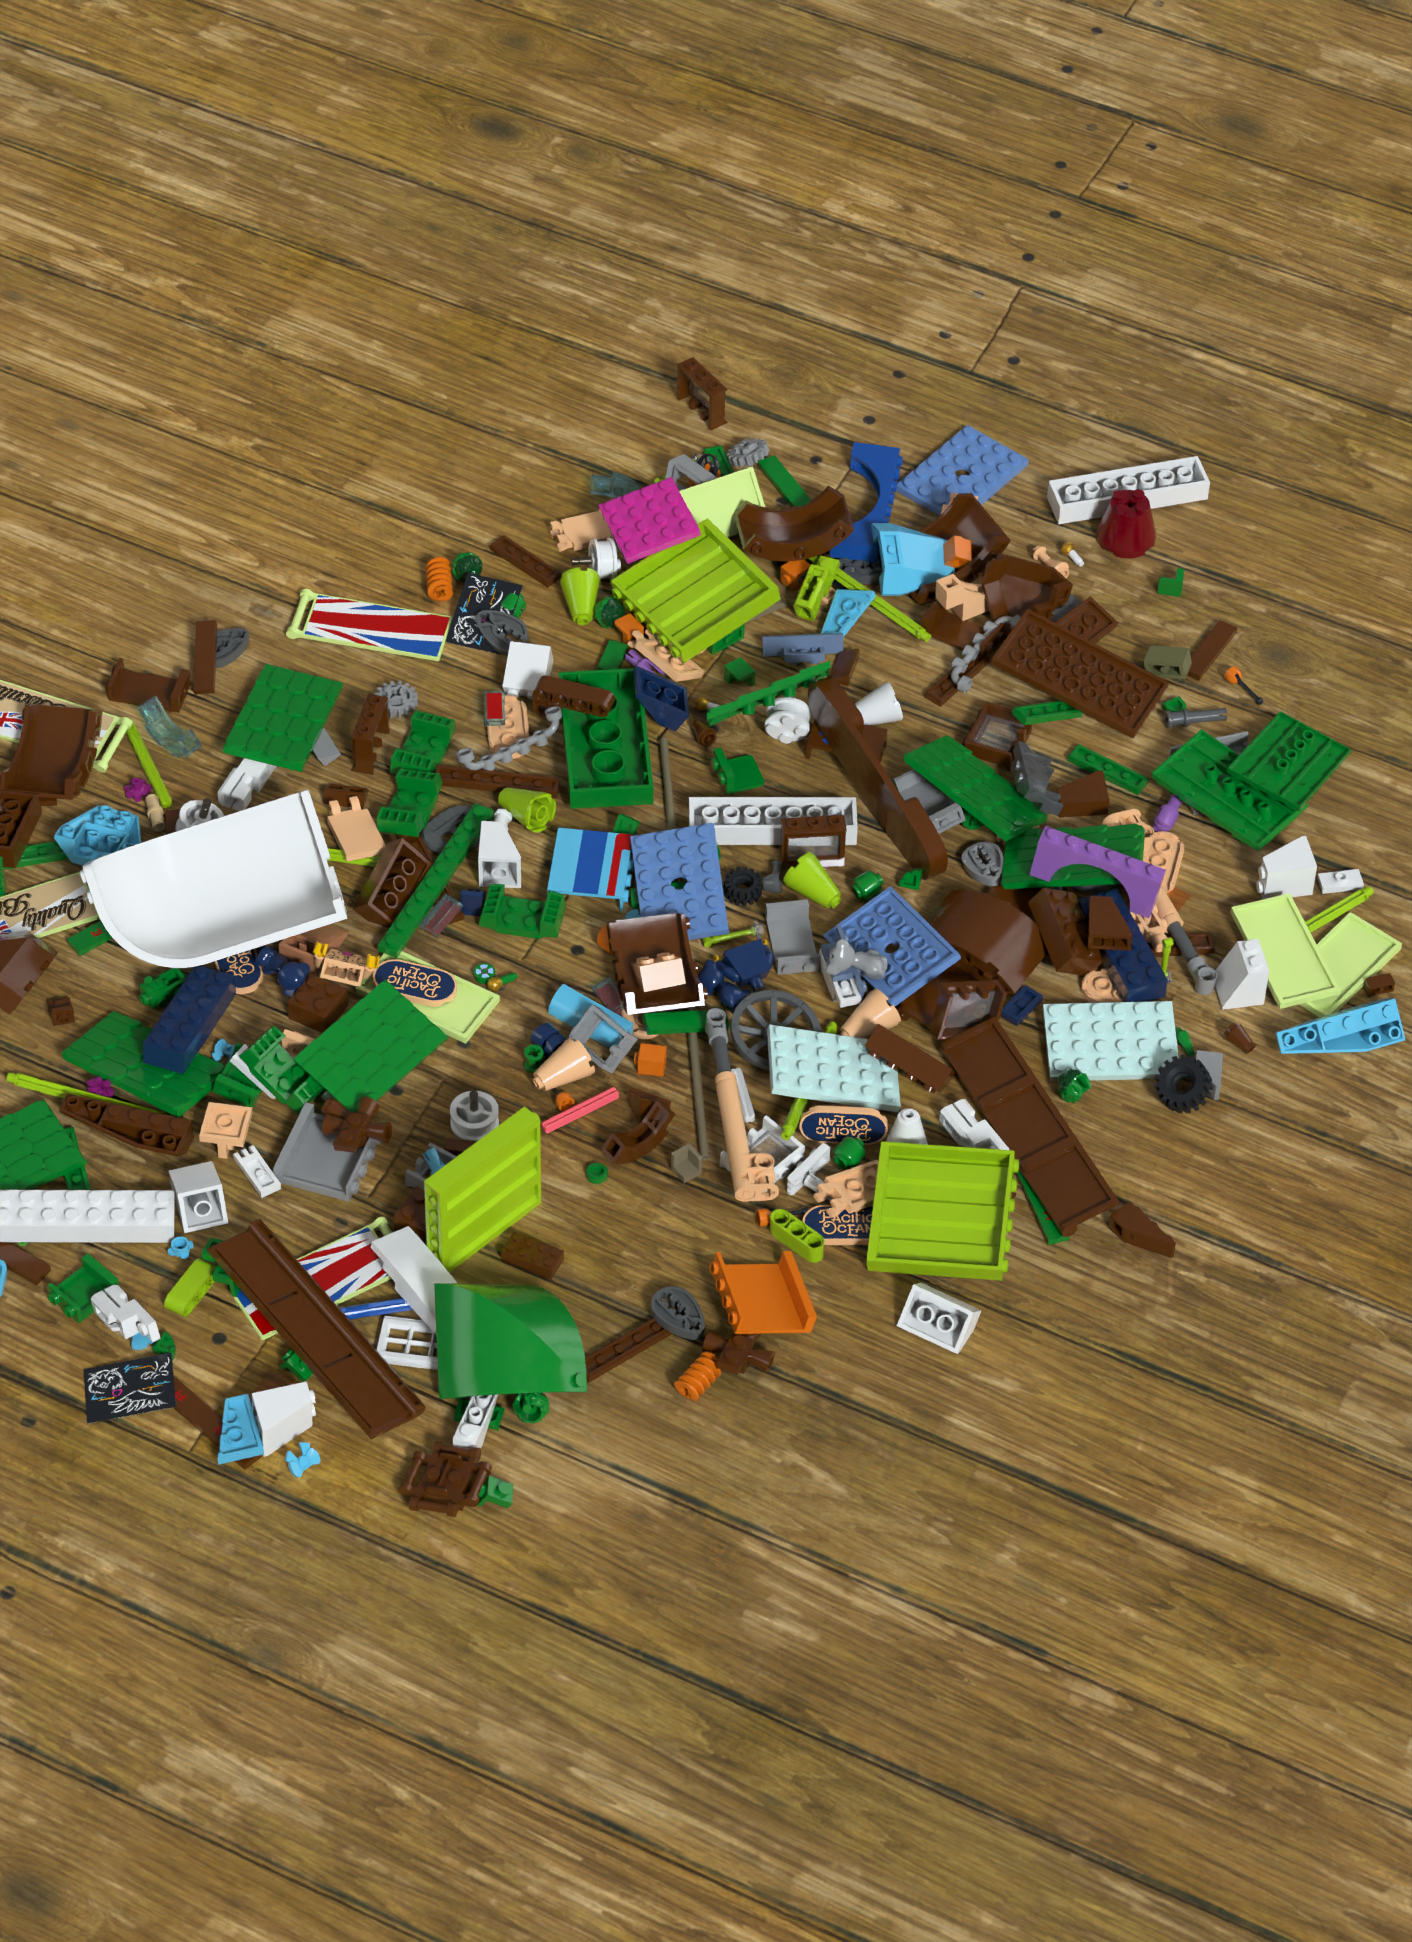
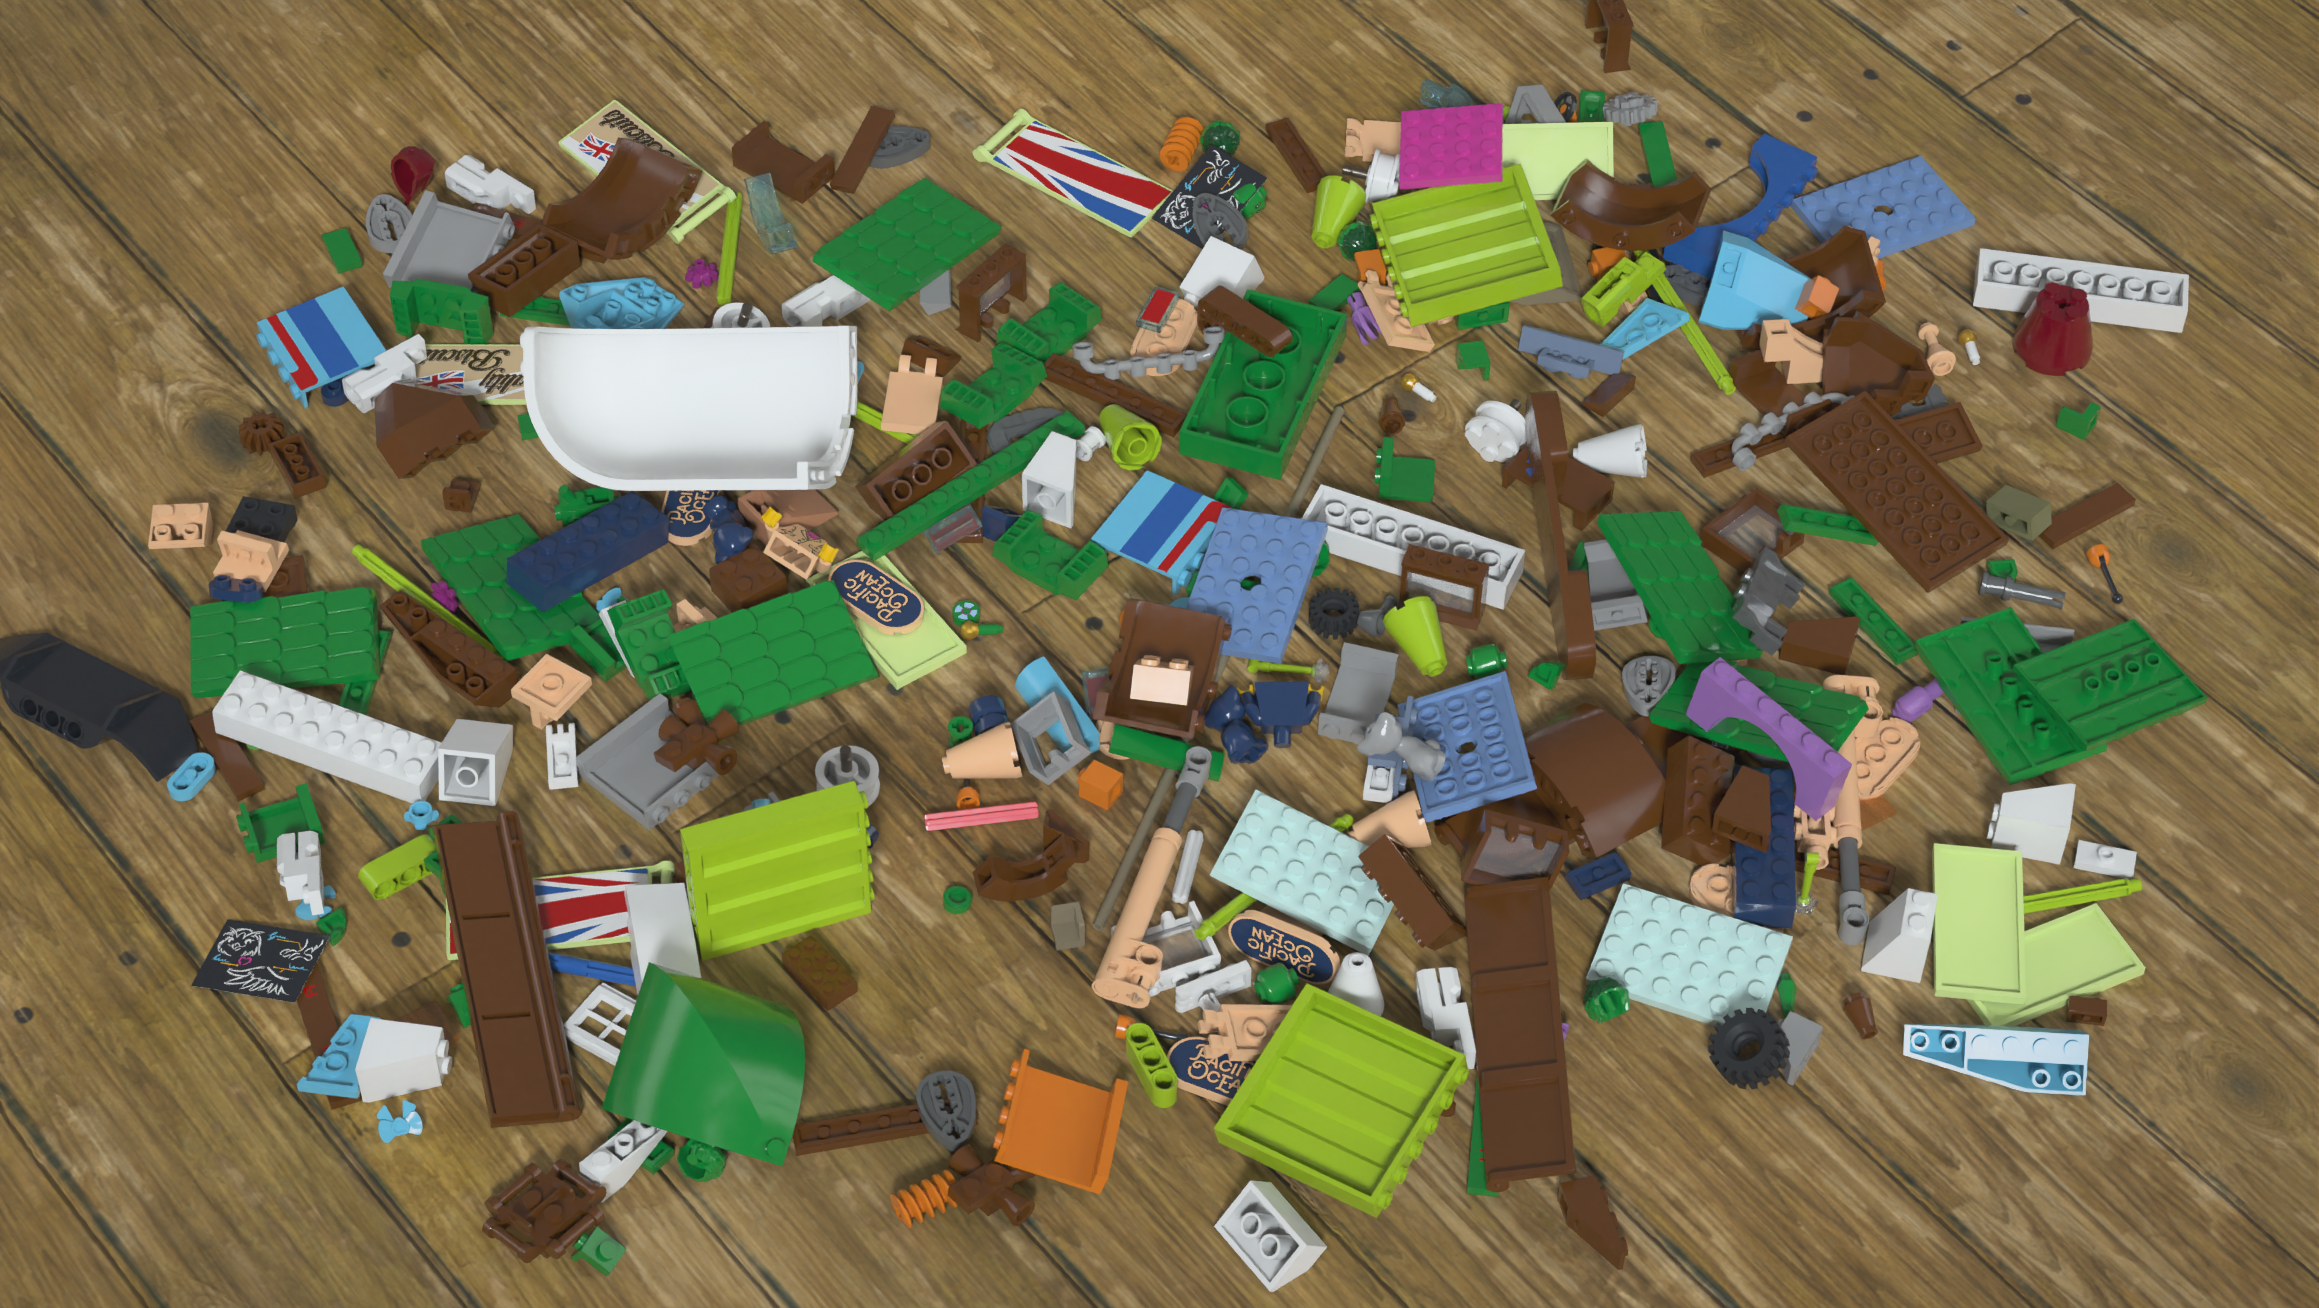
camera: 25 degrees right, 0 degrees up
(155, 812) = (703, 305): tan pin -> none
(397, 698) = (1051, 264): light grey gear -> none
(661, 698) = (1354, 356): dark blue slope -> none
(773, 996) = (1248, 756): dark grey wheel -> none
(786, 687) = (1475, 391): green piece -> none

